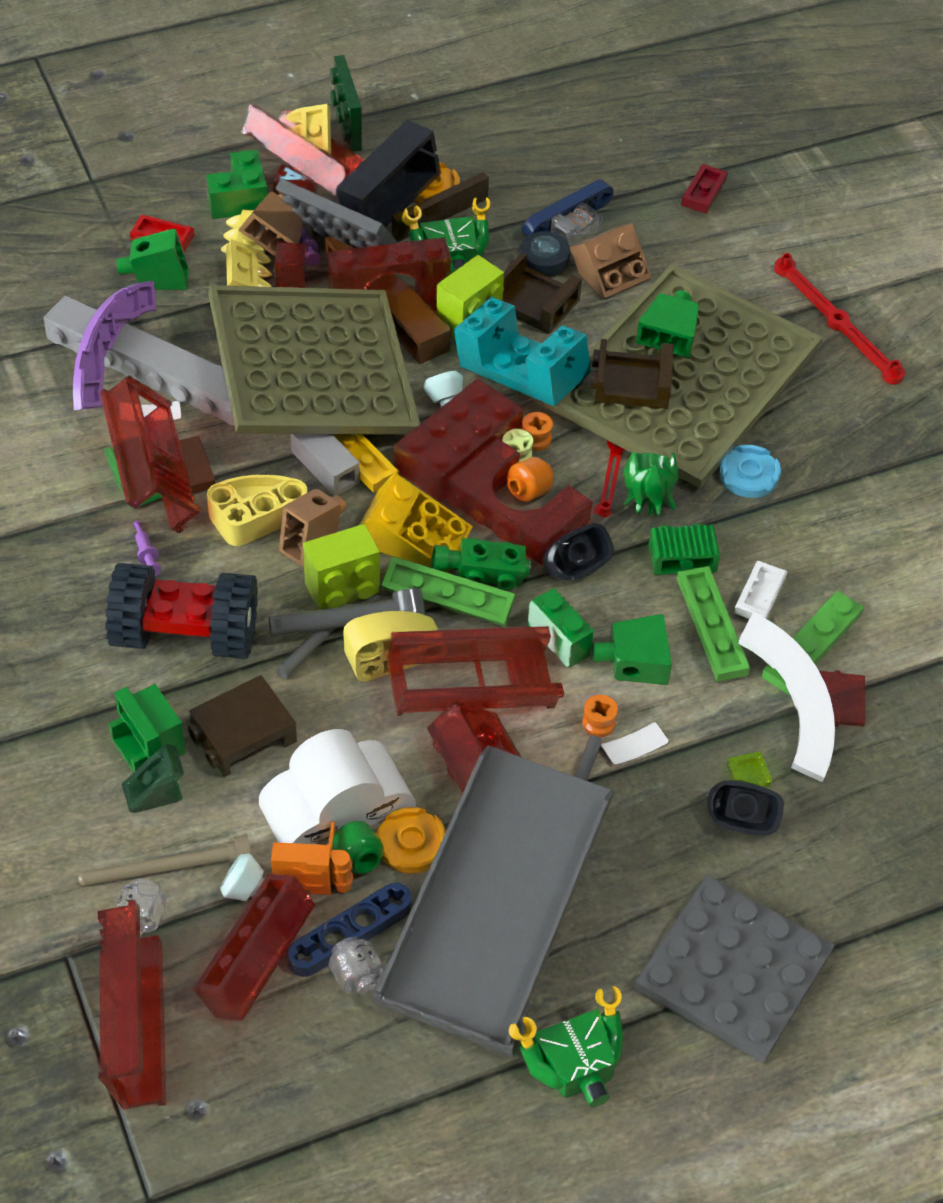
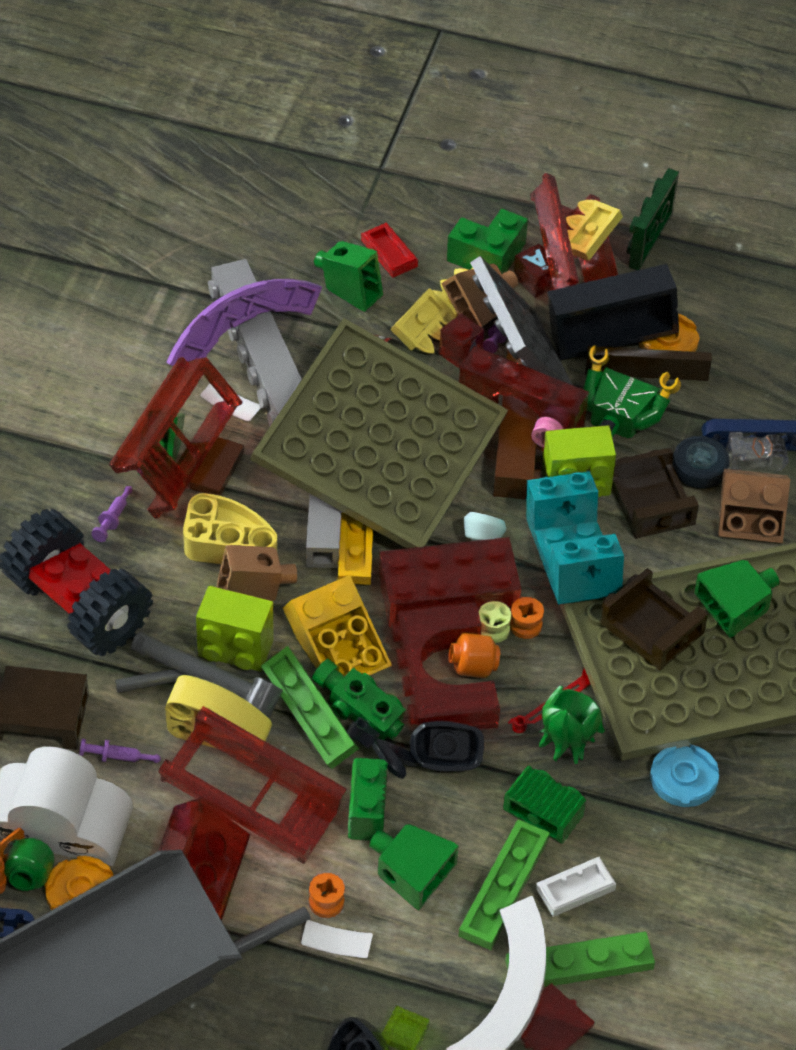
camera: 40 degrees right, 0 degrees up
(331, 722) = (116, 752): none -> medium lavender piece
(423, 286) = (542, 425): none -> bright pink bush
(519, 582) = (391, 753): none -> black piece

